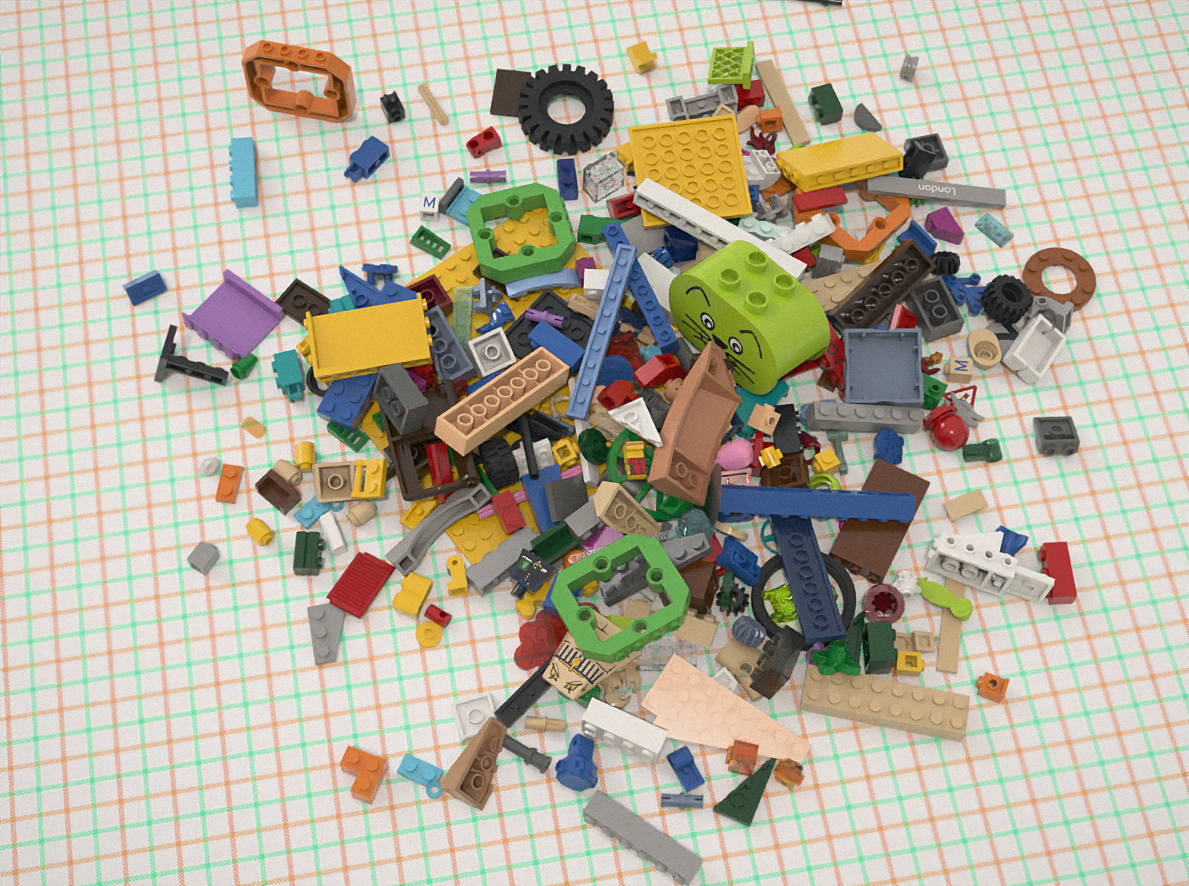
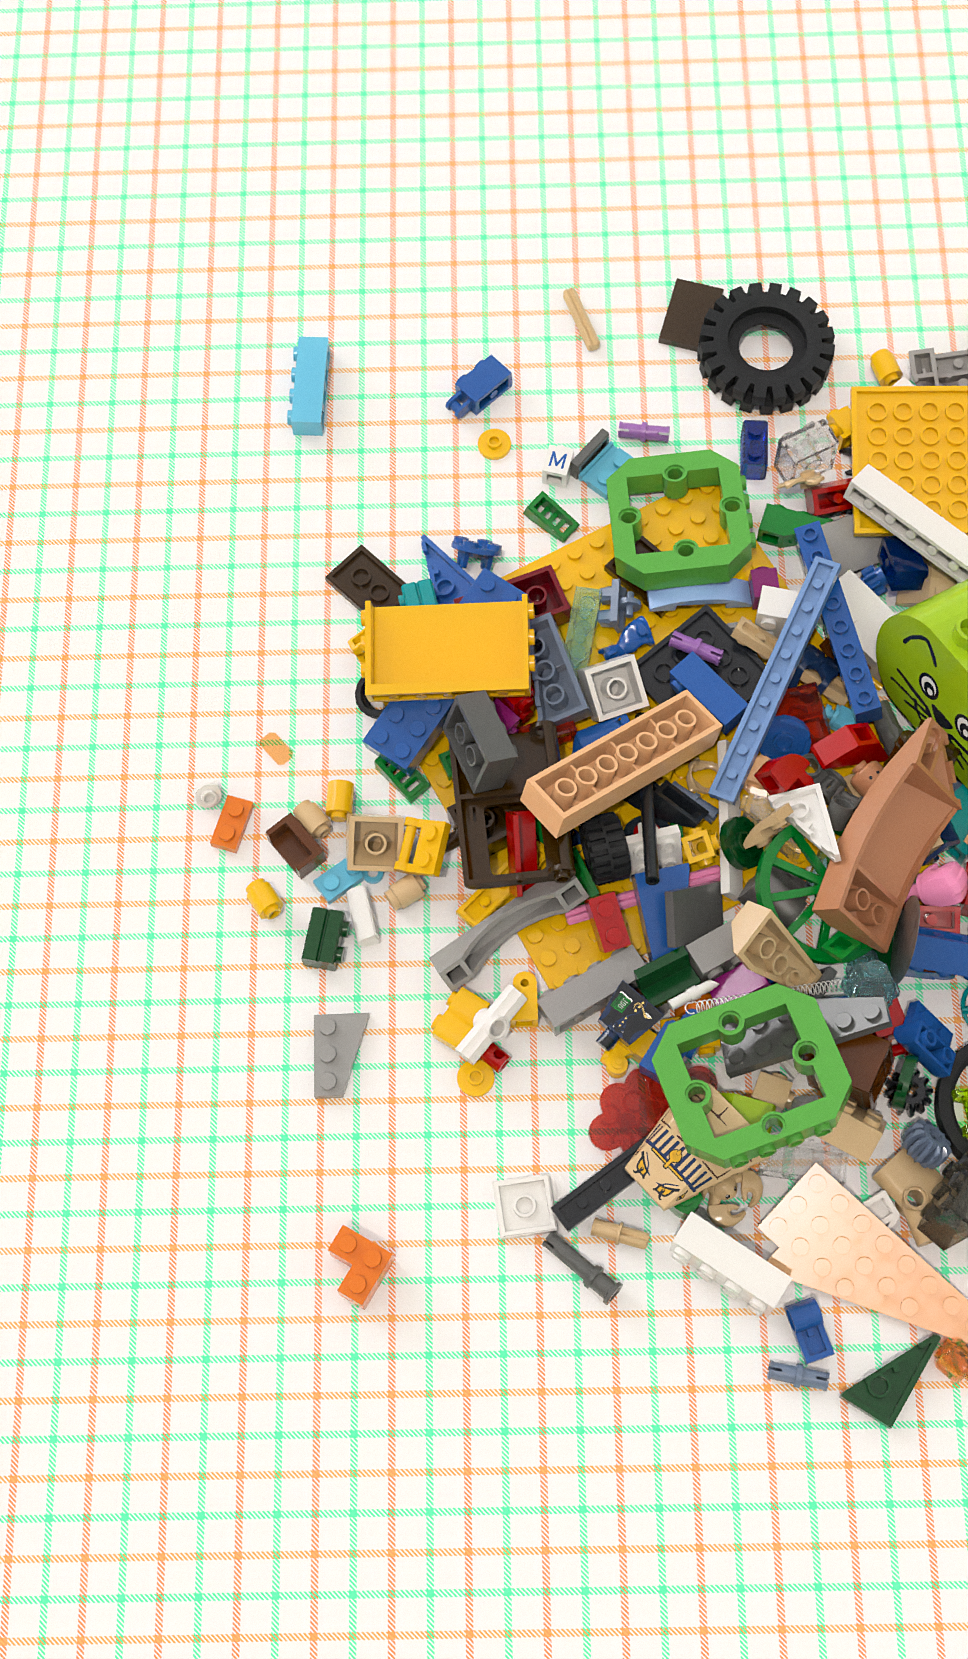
camera: 15 degrees right, 5 degrees up
(144, 287) = (155, 531): blue panel -> none
(183, 365) = (191, 649): black piece -> none
(203, 557) = (183, 924): light grey brick -> none
(235, 317) = (271, 590): medium lavender panel -> none
(242, 367) = (272, 661): green cone -> none
(259, 73) = (454, 287): orange panel -> none
(289, 374) = (333, 680): teal brick -> none
(360, 584) = (390, 993): red window -> none
(382, 197) = (494, 444): none -> yellow piece
(392, 107) = (524, 318): black brick -> none
(421, 773) = (439, 1277): medium azure hinge -> none
(434, 593) = (491, 1024): none -> white piece
(473, 771) = (510, 1286): medium nougat wedge -> none
(484, 142) = (644, 382): red leg -> none
(574, 550) = (692, 994): none -> white piece
(578, 769) = (657, 1307): blue piece -> none
(607, 194) = (807, 479): none -> tan plate
(610, 431) = (762, 832): none -> tan slope
(634, 460) = (797, 875): leg -> none
(641, 57) = (882, 285): yellow brick -> none
(642, 838) = (735, 1422): light grey brick -> none
(651, 112) = (885, 367): none -> yellow brick
(731, 531) = (921, 994): tan tile -> none
(741, 757) = (892, 1329): clear orange brick -> none

